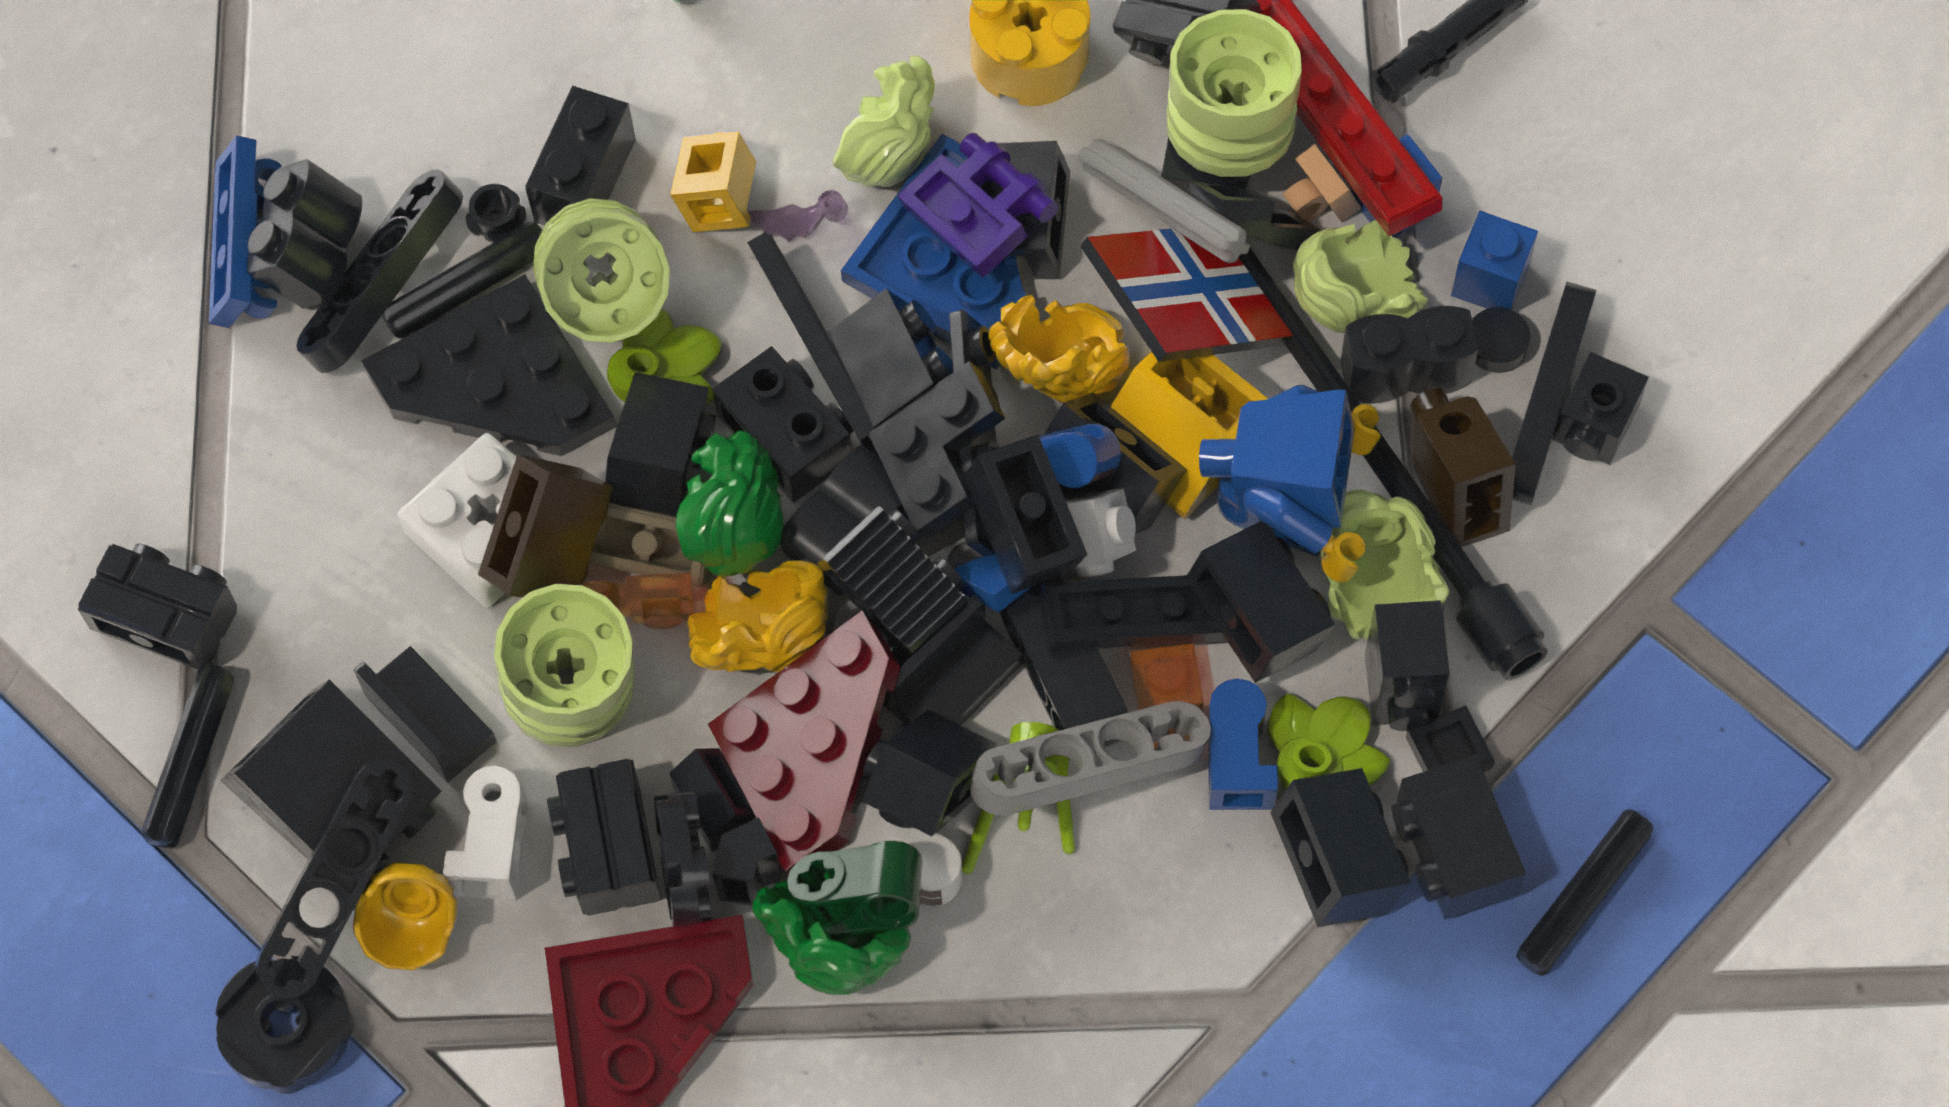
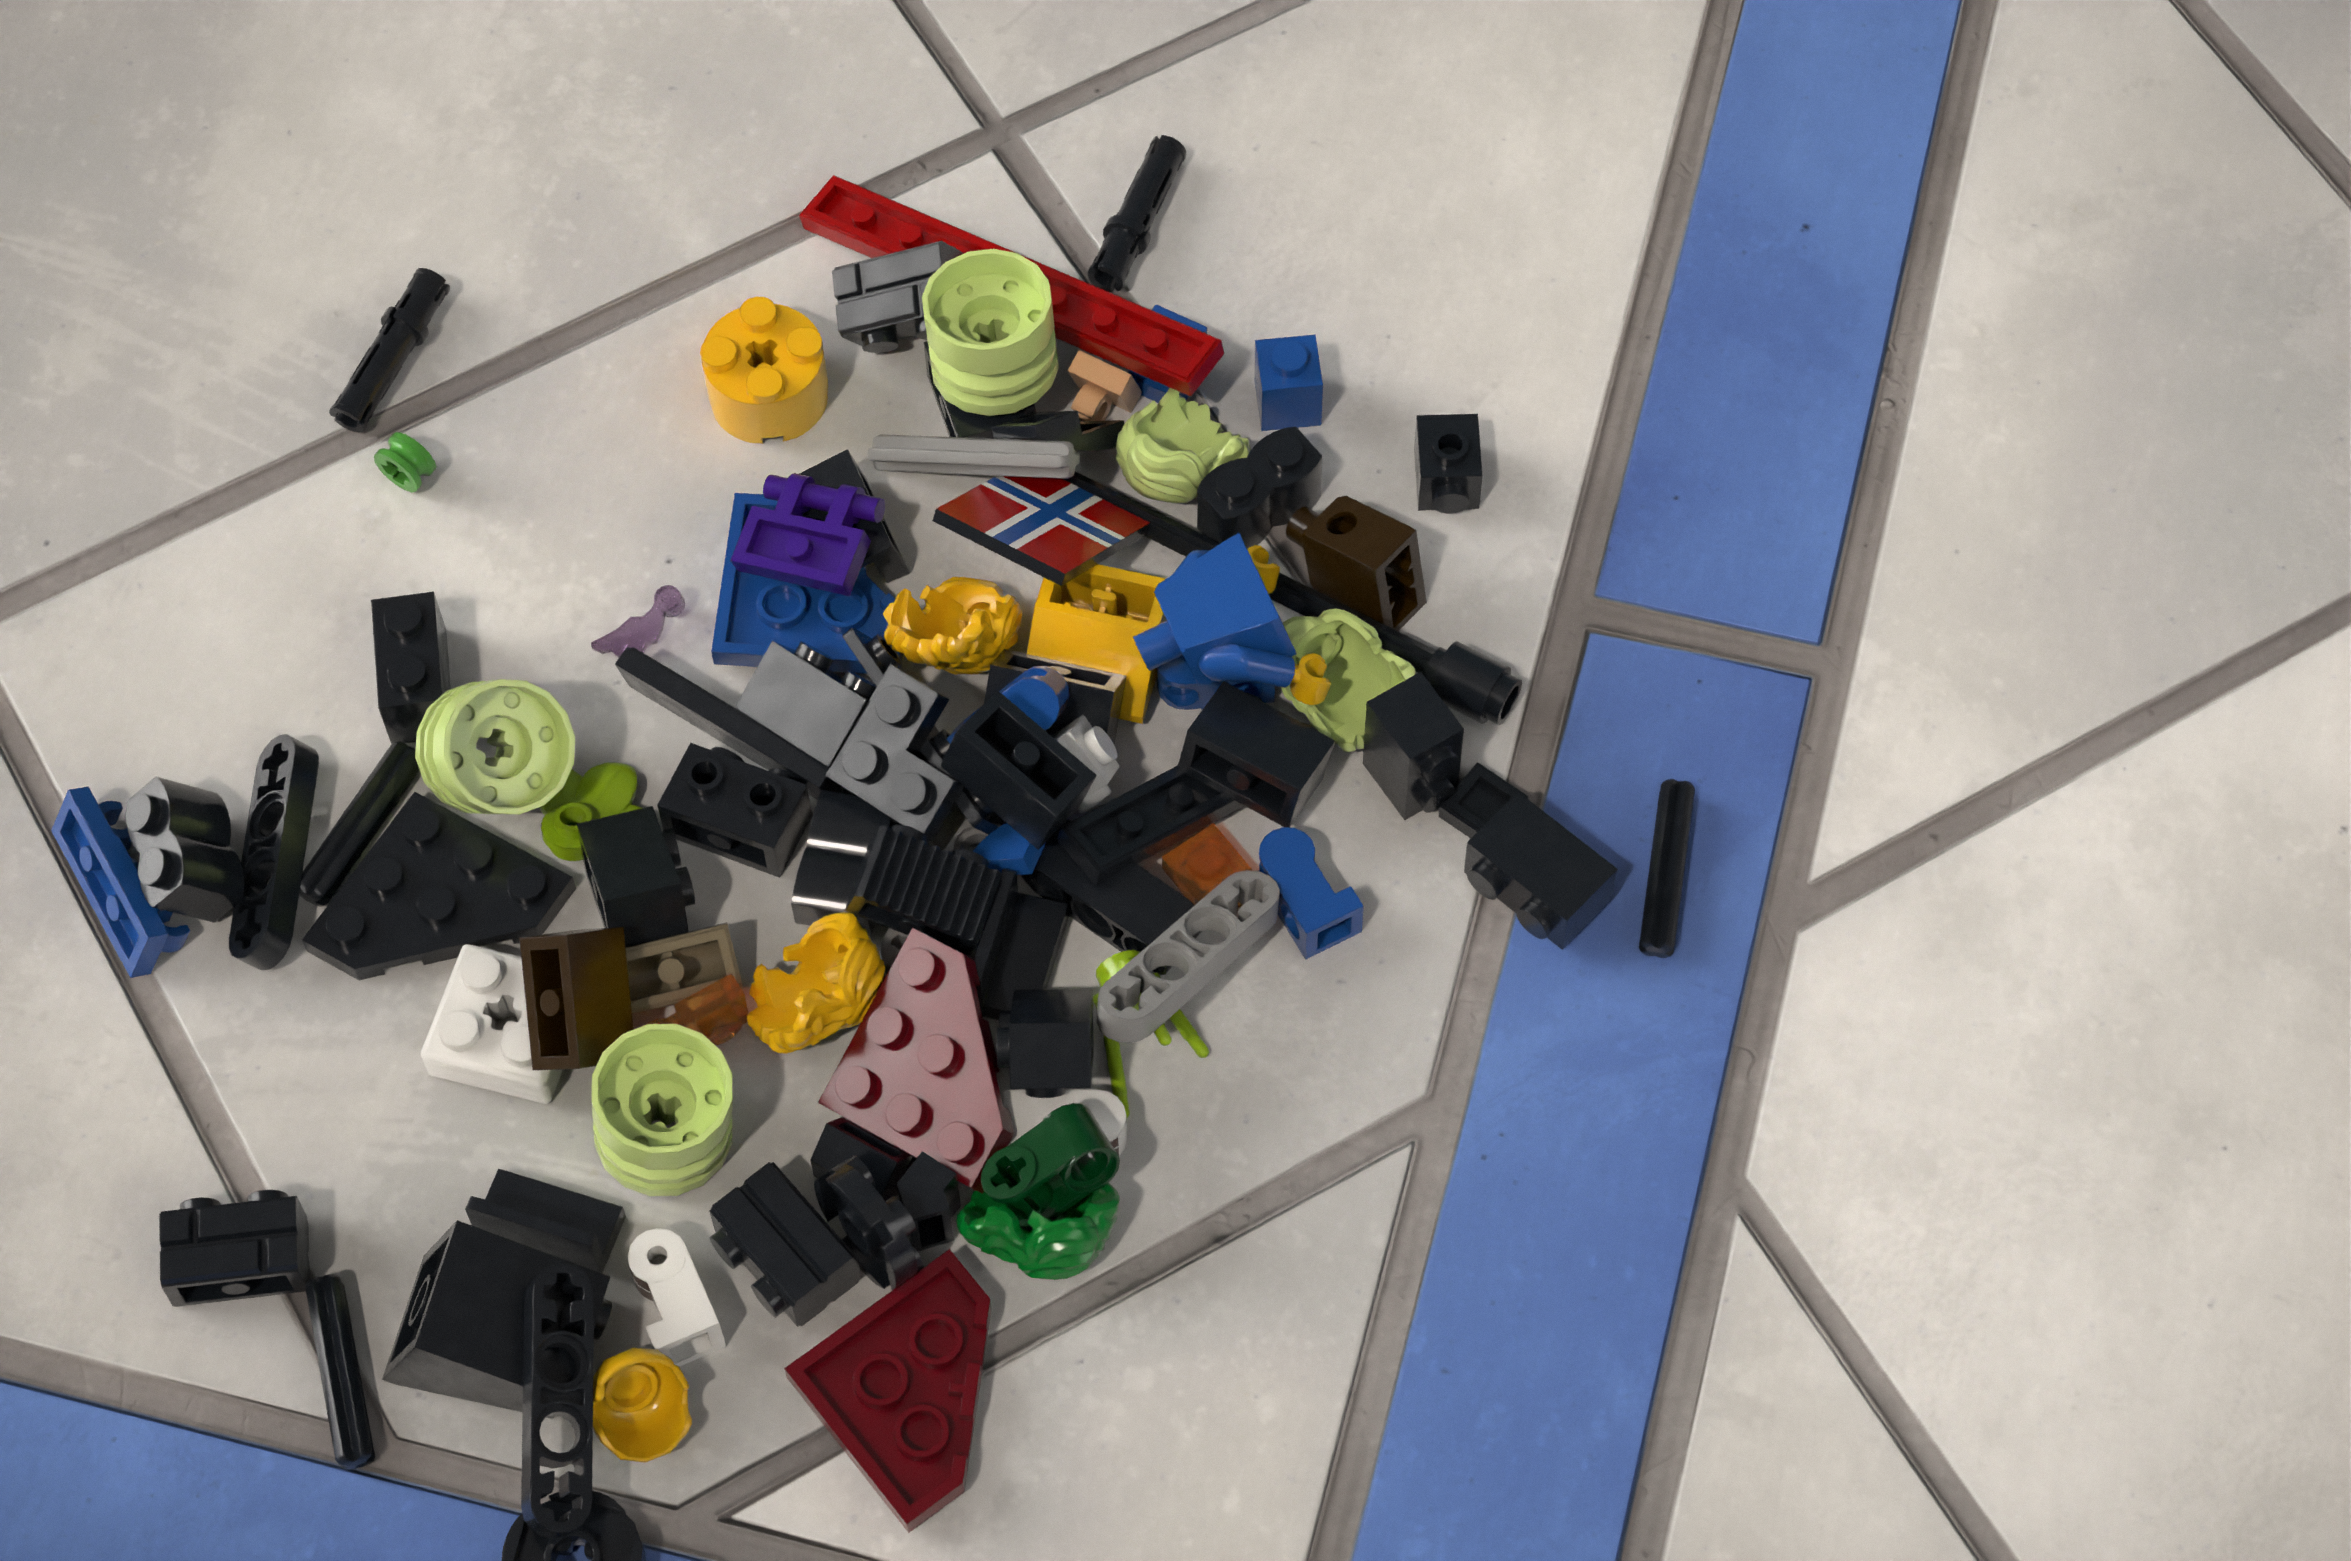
camera: 30 degrees left, 5 degrees down
(493, 199) = (348, 738): black plate -> none
(714, 181) = (548, 628): yellow brick -> none
(737, 512) = (748, 900): green hair -> none
(891, 130) = (687, 507): yellowish green hair -> none
(1324, 737) = (1376, 855): lime plate -> none
(1340, 847) = (1461, 935): black brick -> none
(1500, 339) = (1334, 442): black tile -> none
(1550, 389) = (1395, 457): black beam -> none

